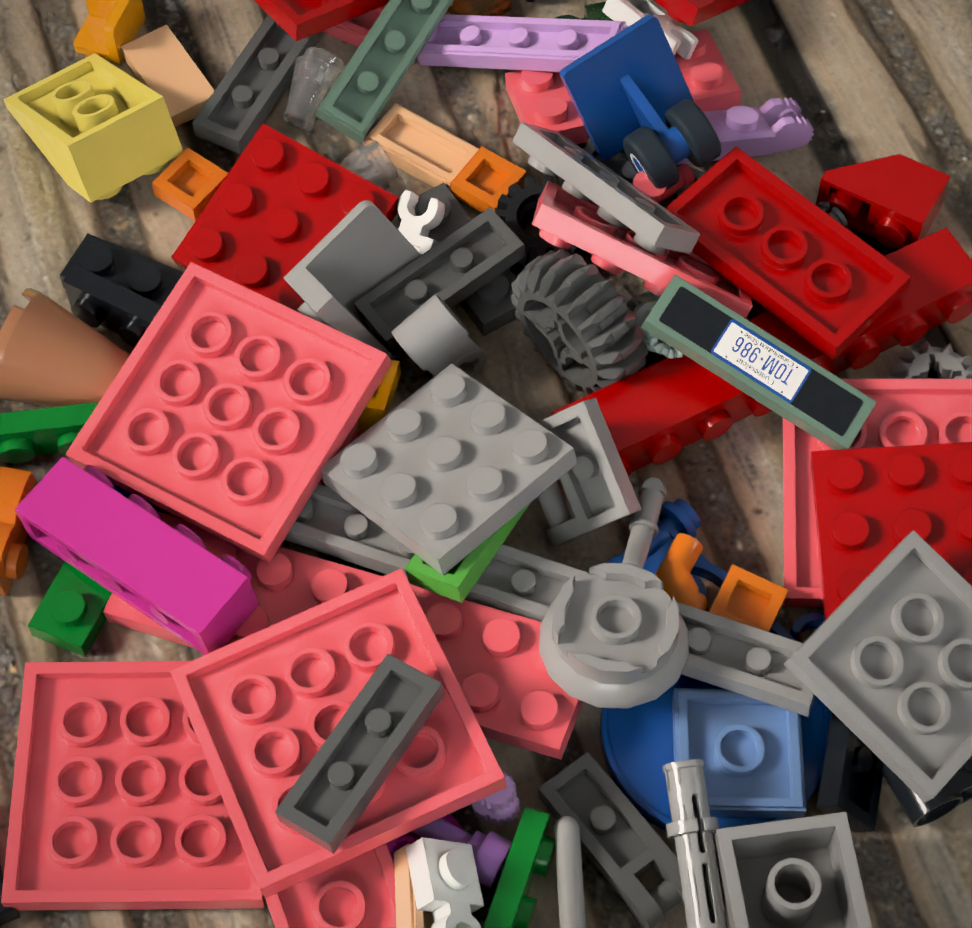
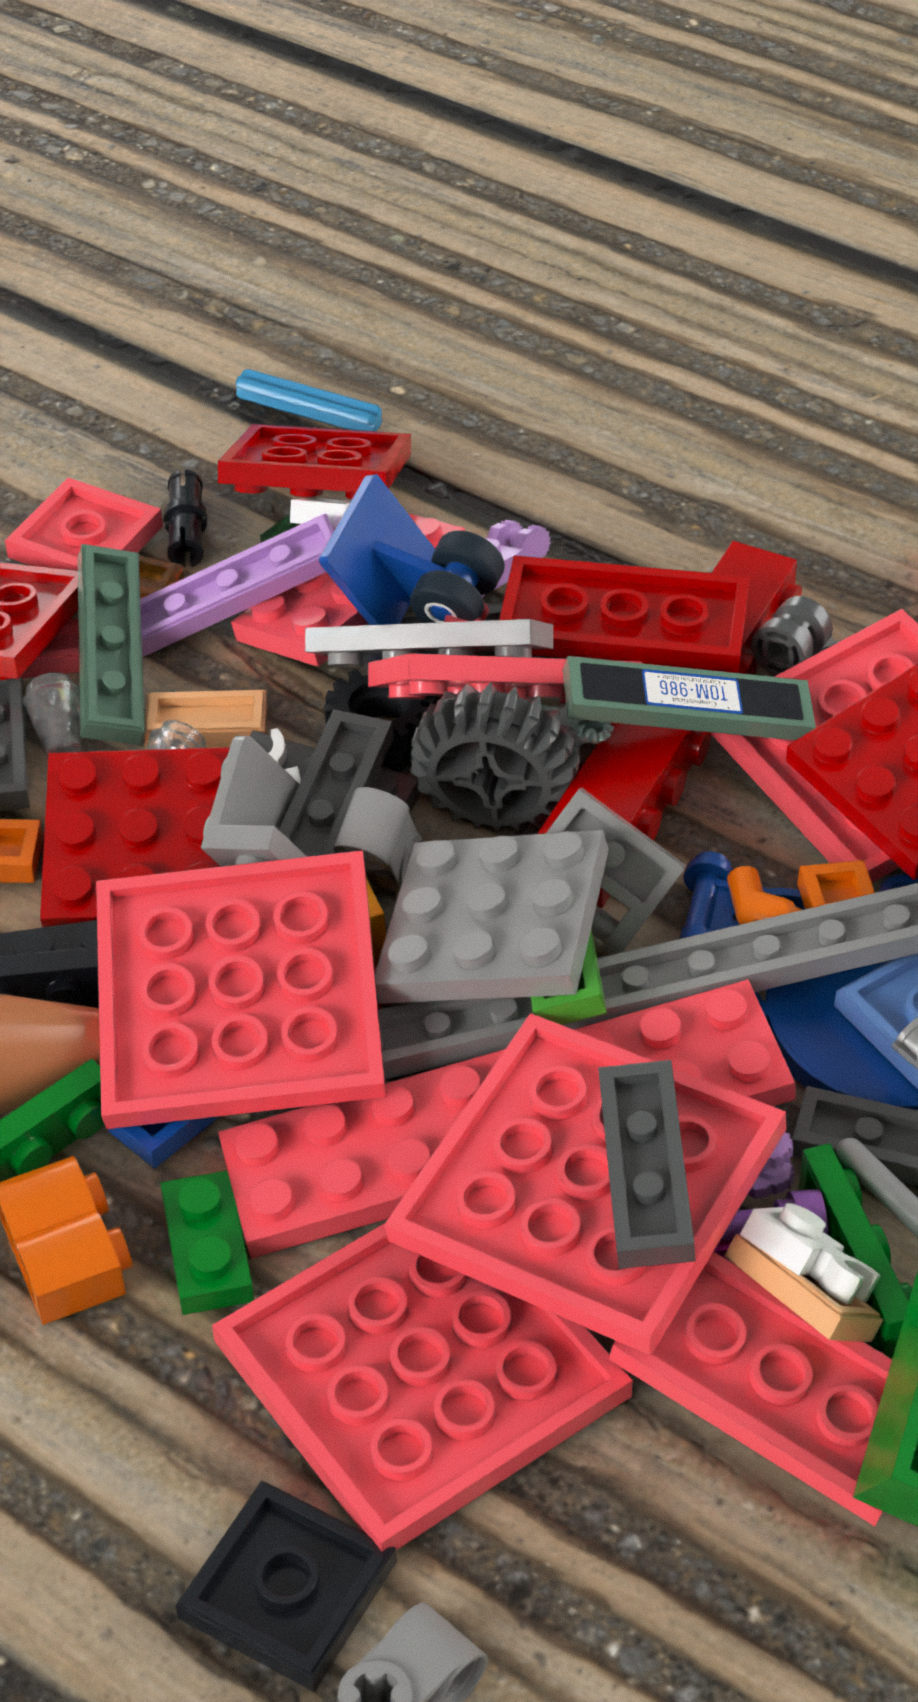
camera: 35 degrees left, 15 degrees down
(138, 555) = (255, 1157): dark pink brick -> none
(485, 180) = (296, 709): orange plate -> none
(616, 630) = (759, 954): light grey piece -> none
(886, 197) = (661, 539): red slope -> none
(913, 349) = (792, 635): none -> dark grey wheel

